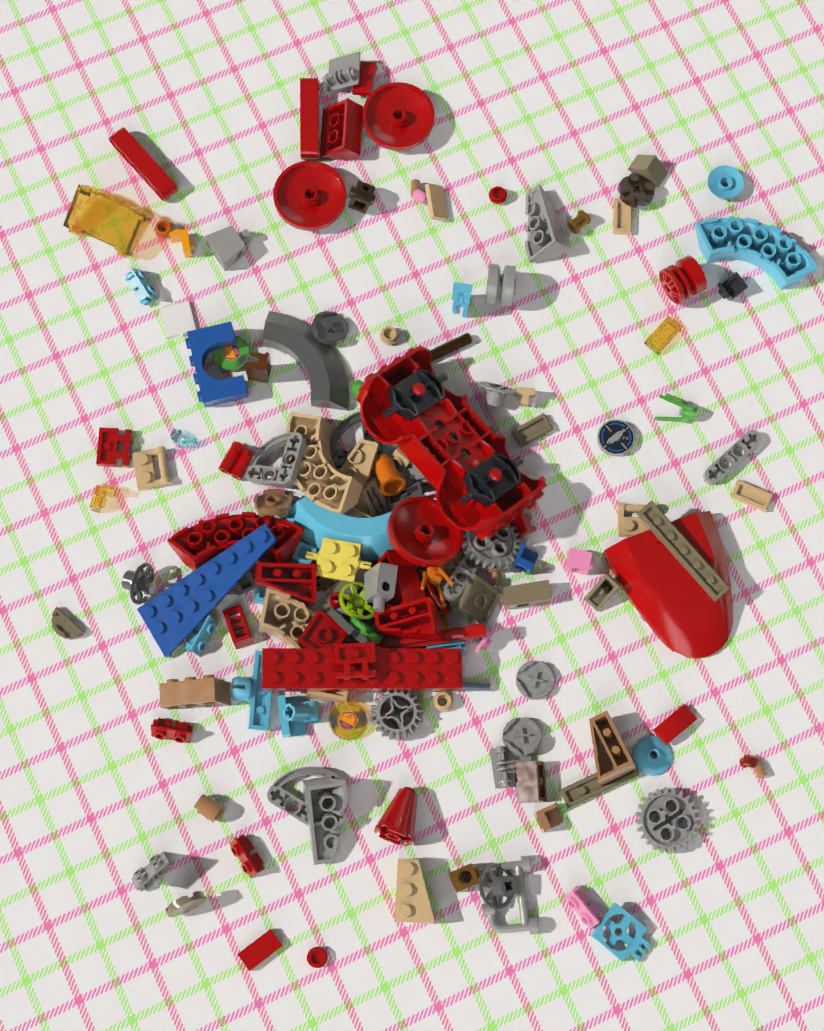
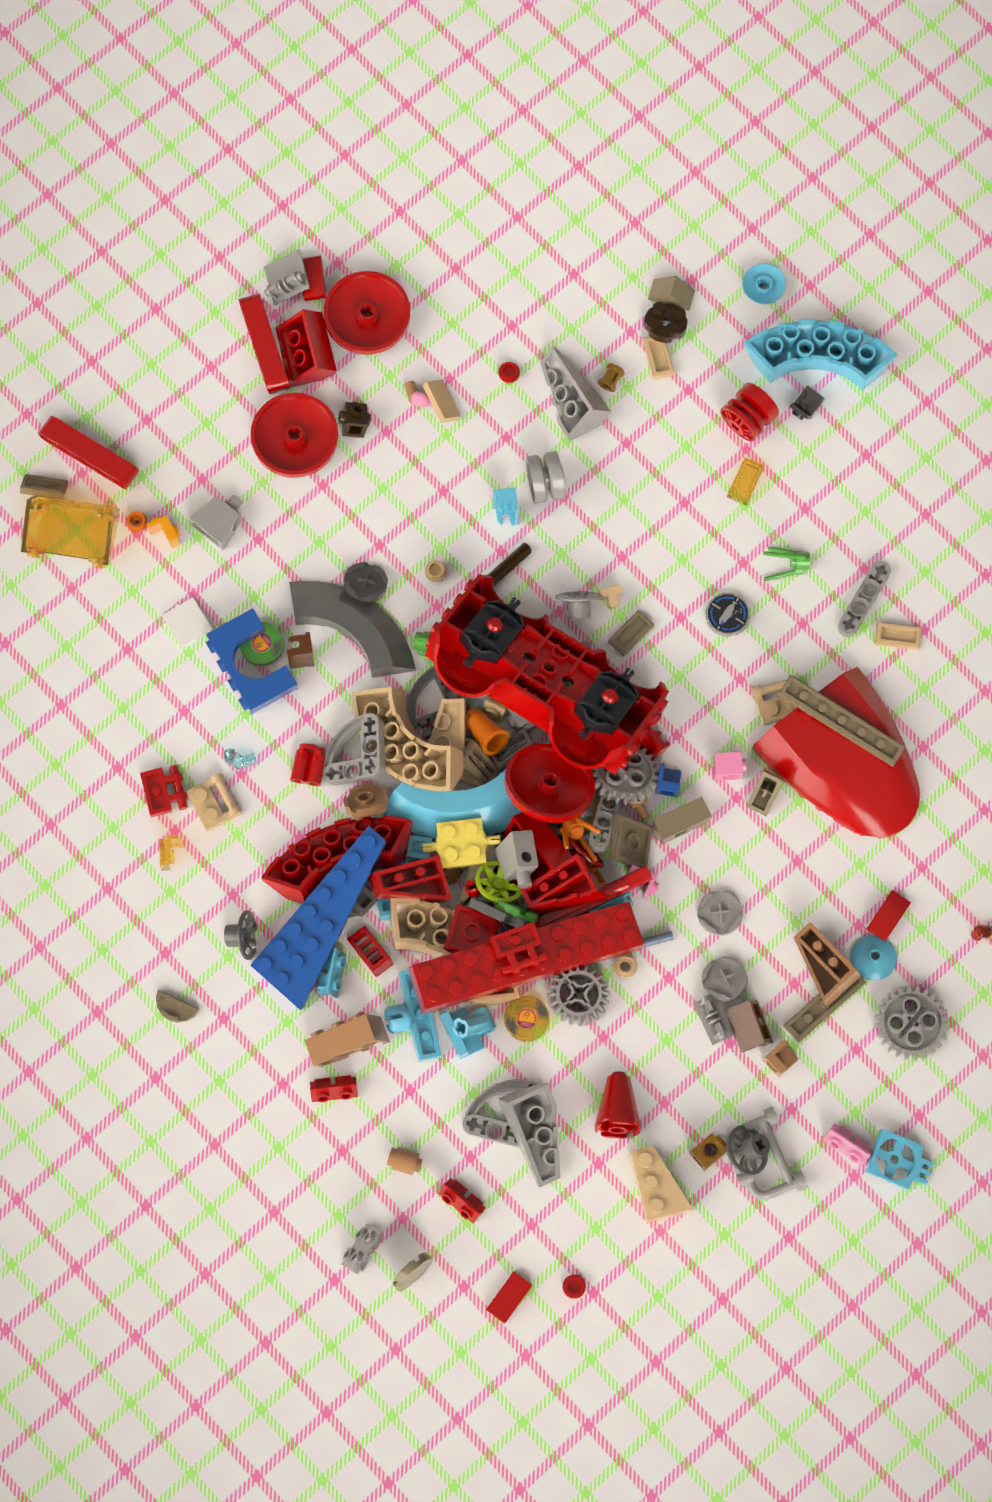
camera: 15 degrees left, 0 degrees up
(99, 180) = (44, 486): none -> dark tan tile
(137, 279) = (140, 600): medium azure hinge -> none

